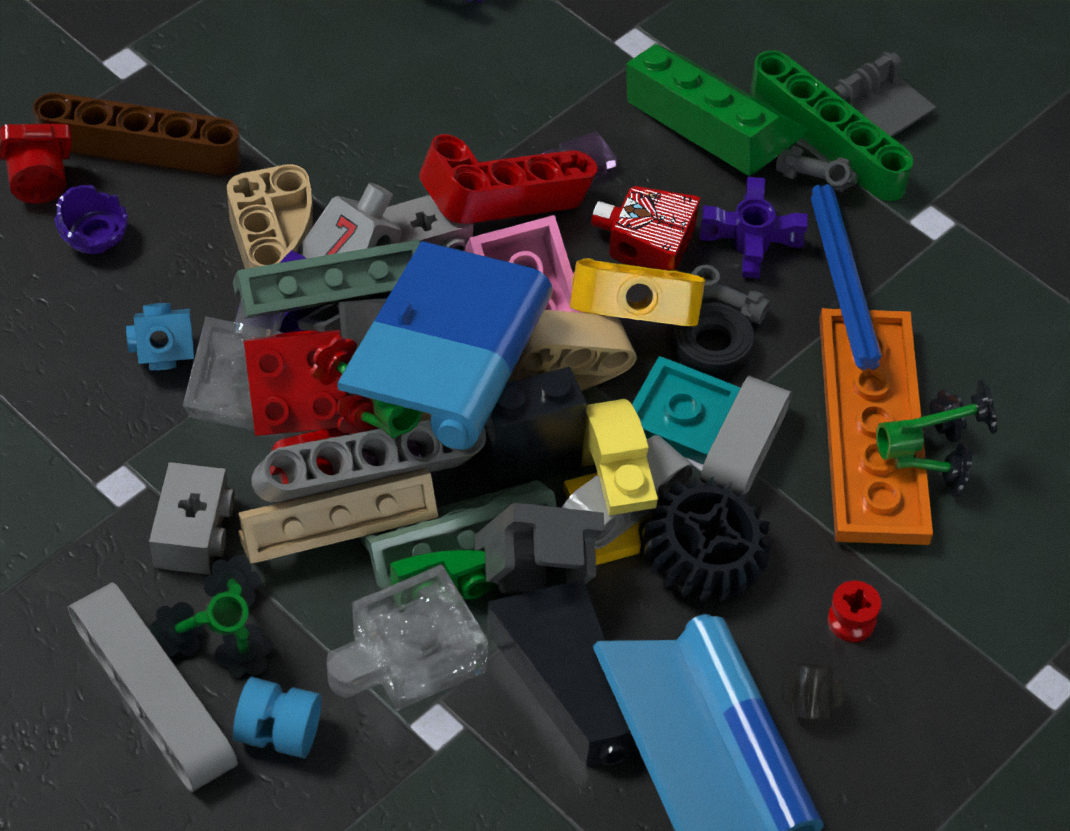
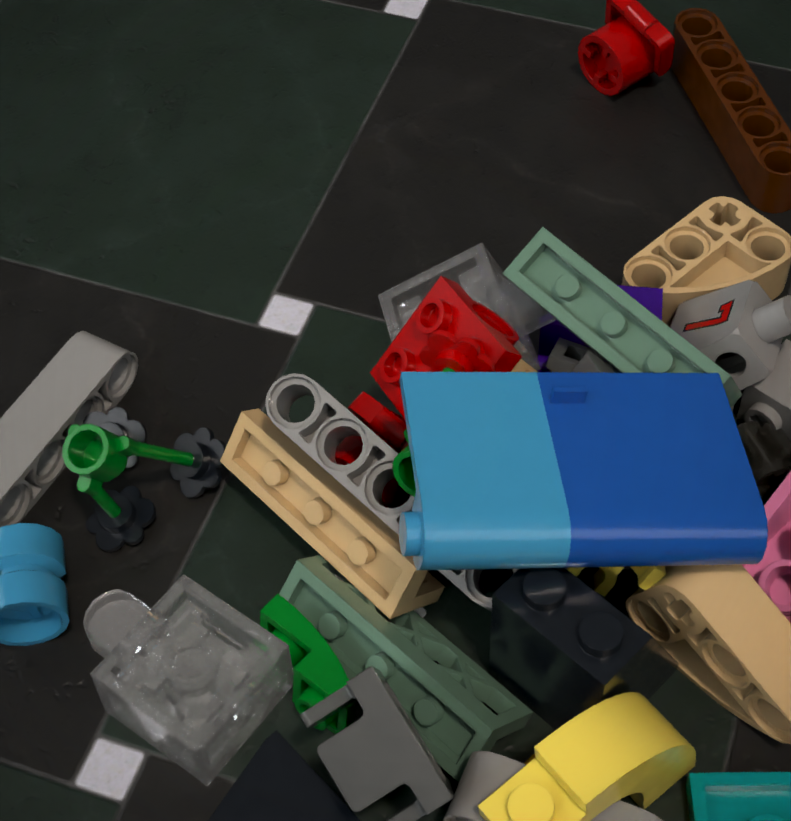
camera: 70 degrees right, 0 degrees up
(90, 219) = (588, 122): dark purple hair -> none
(172, 322) = (471, 225): dark azure brick -> none
(190, 518) = (241, 372): light grey brick -> none

